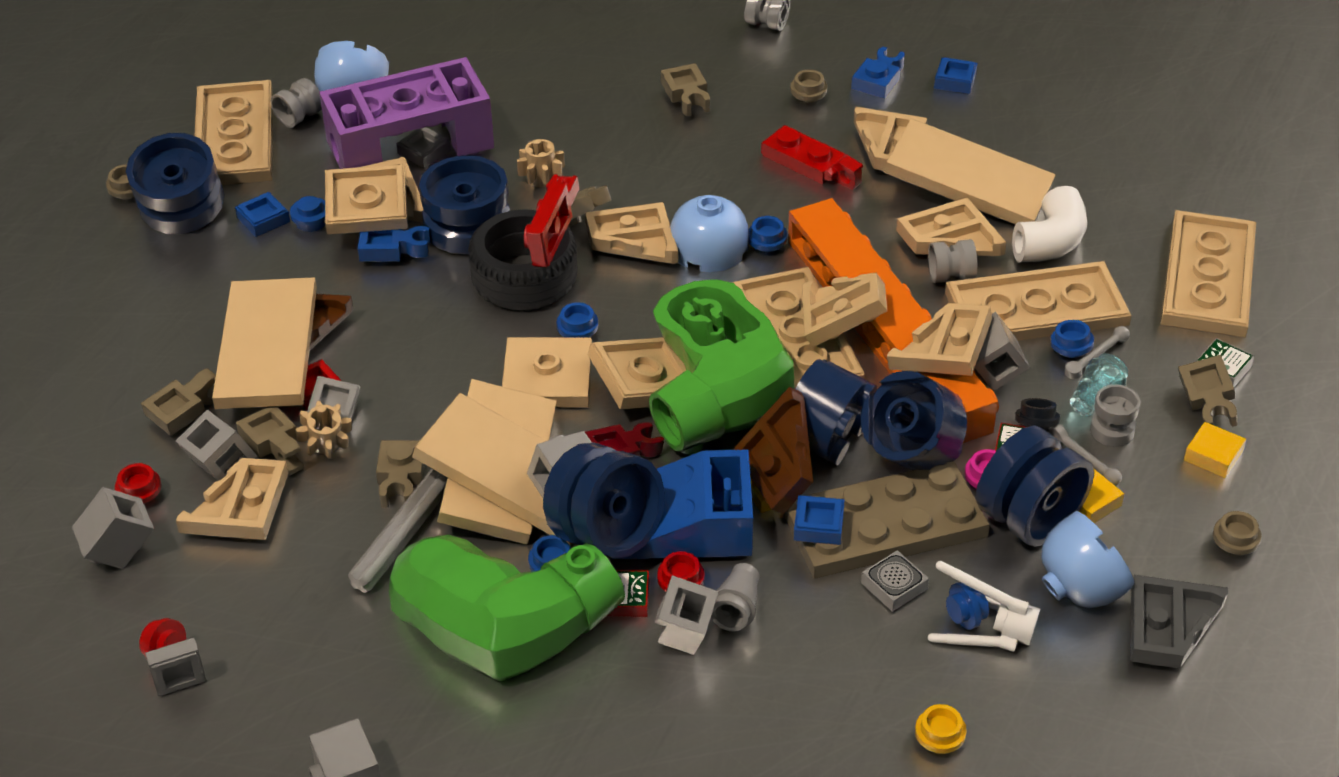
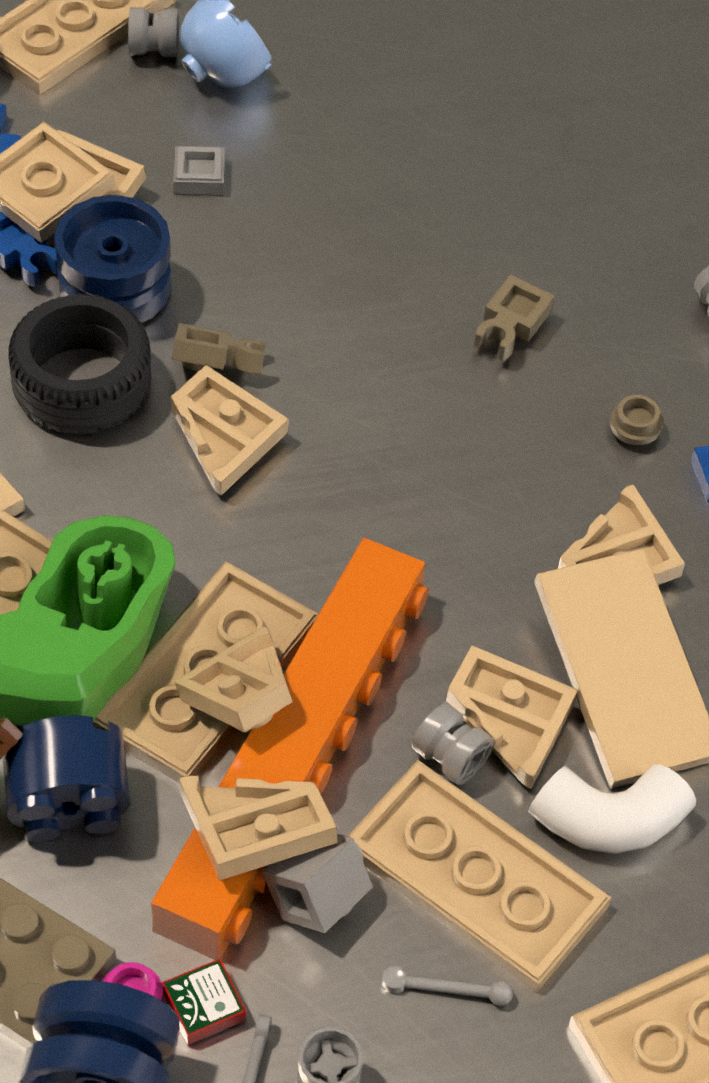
camera: 45 degrees right, 10 degrees up
(435, 94) = (240, 129): medium lavender plate -> none
(540, 162) = (253, 278): tan gear -> none
(551, 219) = (112, 343): red hinge -> none
(577, 321) = (40, 471): blue plate -> none
(710, 233) = (284, 493): light blue cylinder -> none
(767, 234) = (336, 542): blue plate -> none
(812, 158) = (517, 499): red hinge -> none
(914, 421) = (100, 872): dark blue brick -> none
(1038, 412) = (264, 988): black plate -> none
(1072, 339) = (434, 947): blue plate -> none
(1099, 373) = (377, 1019): clear light blue cone -> none

